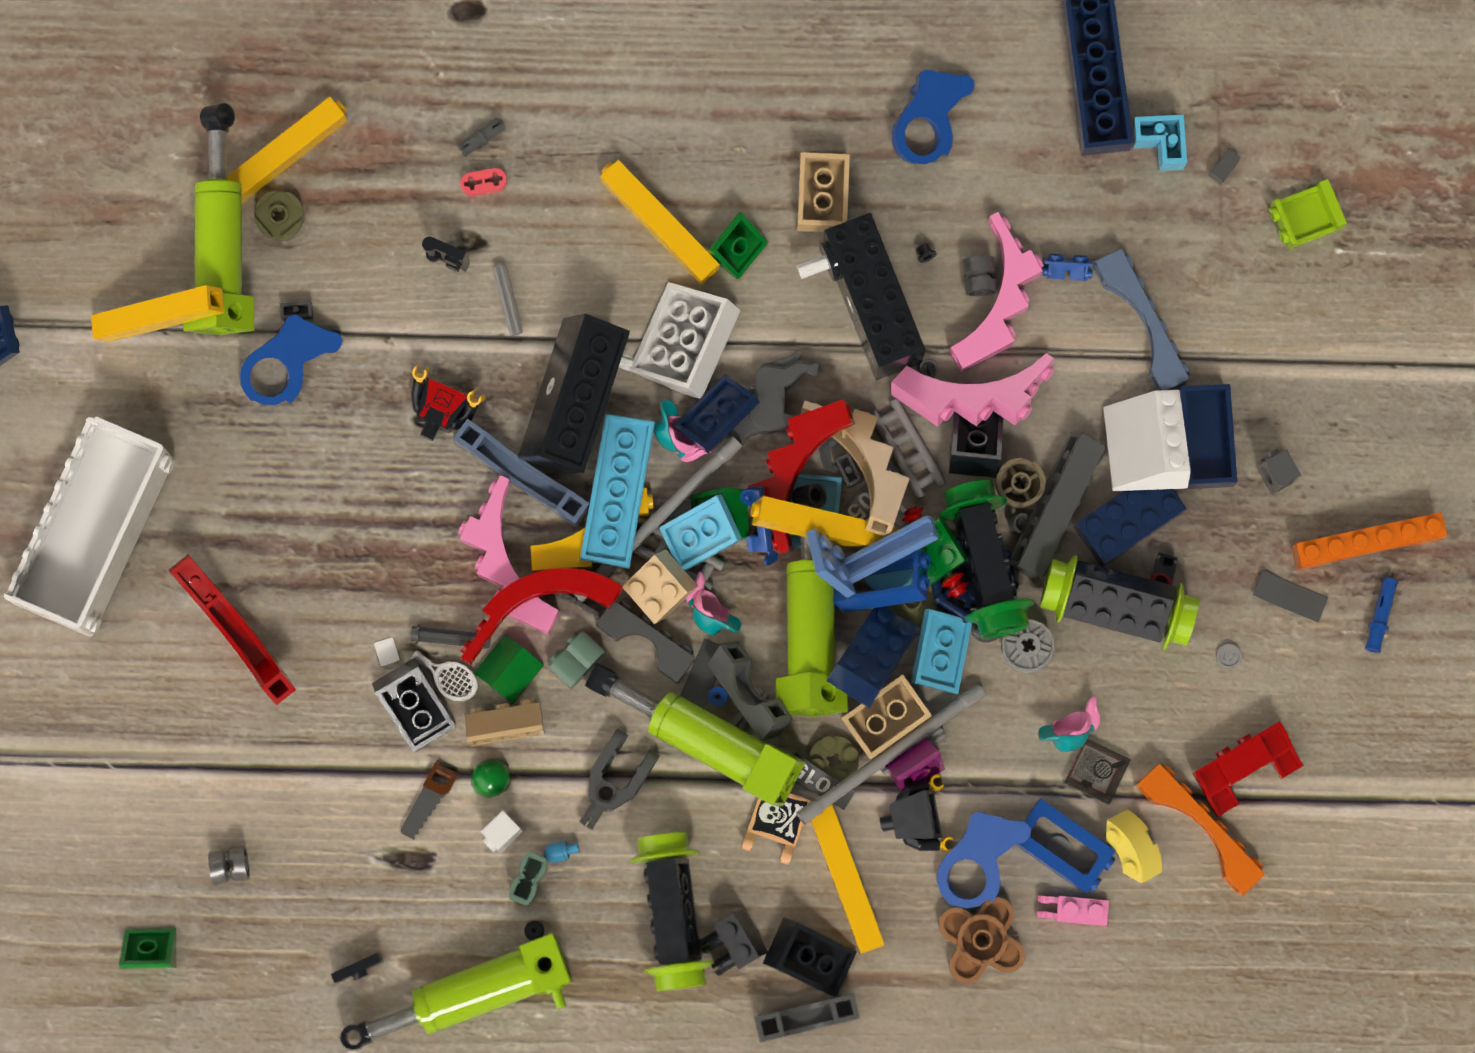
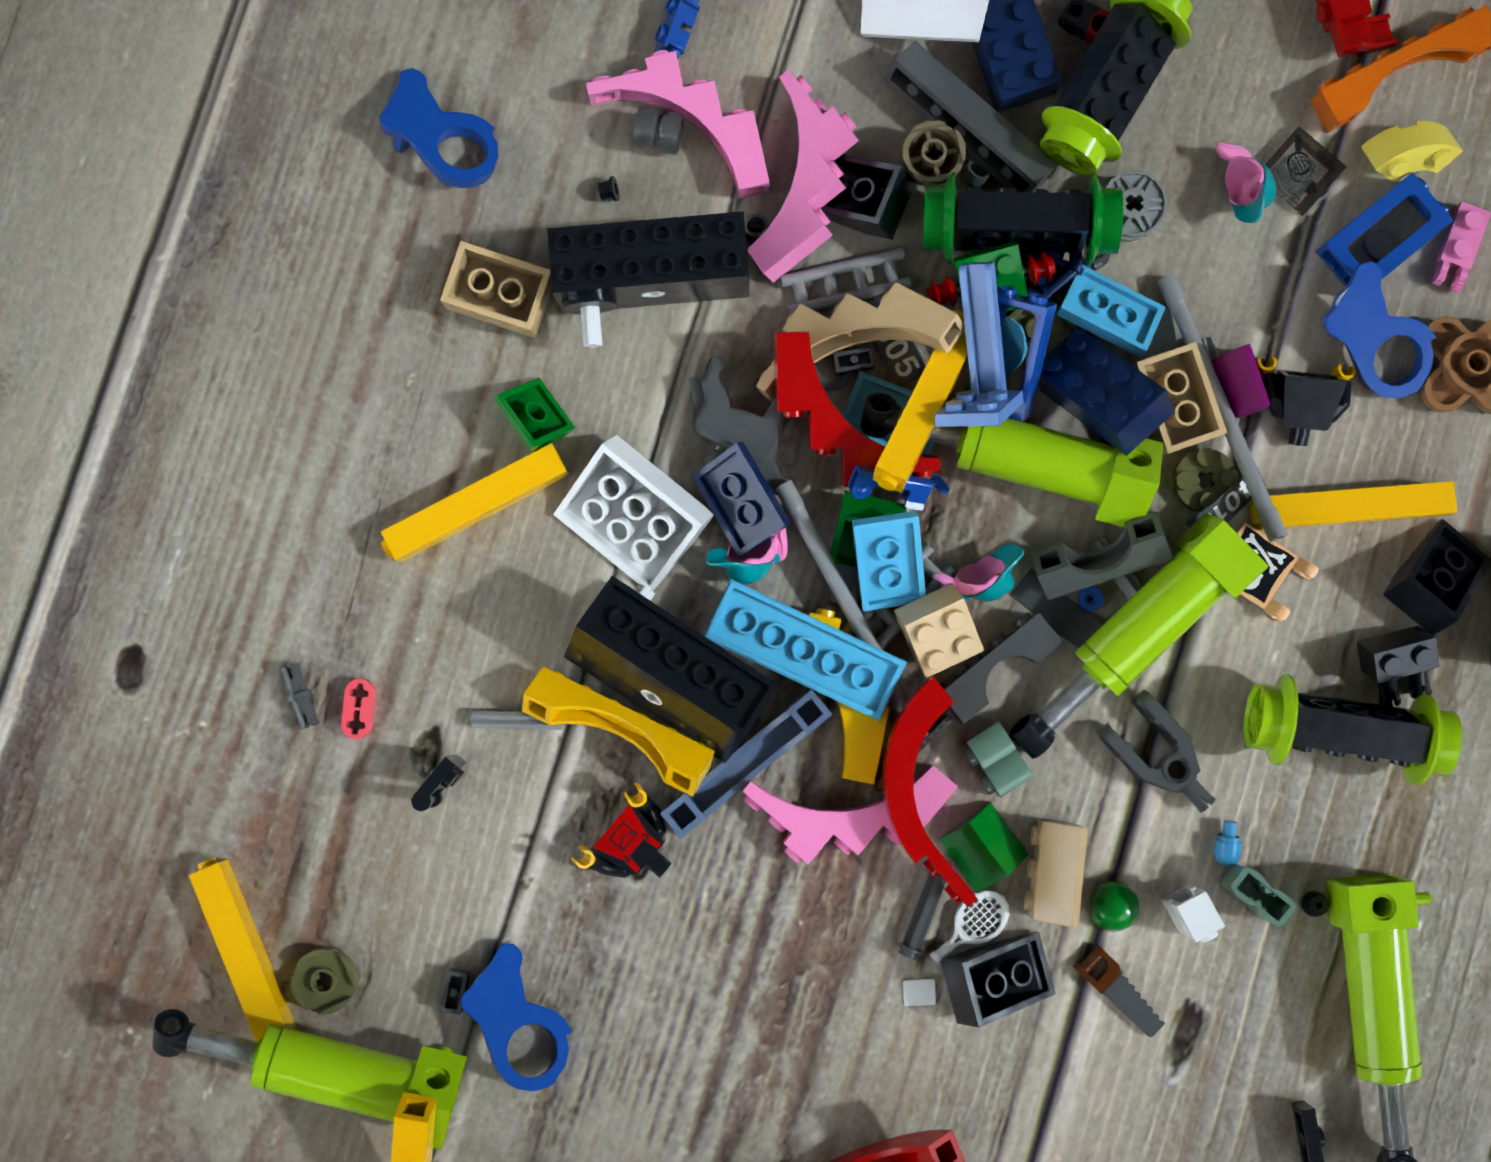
camera: 70 degrees left, 5 degrees up
(530, 325) = (562, 701): none -> yellow arch

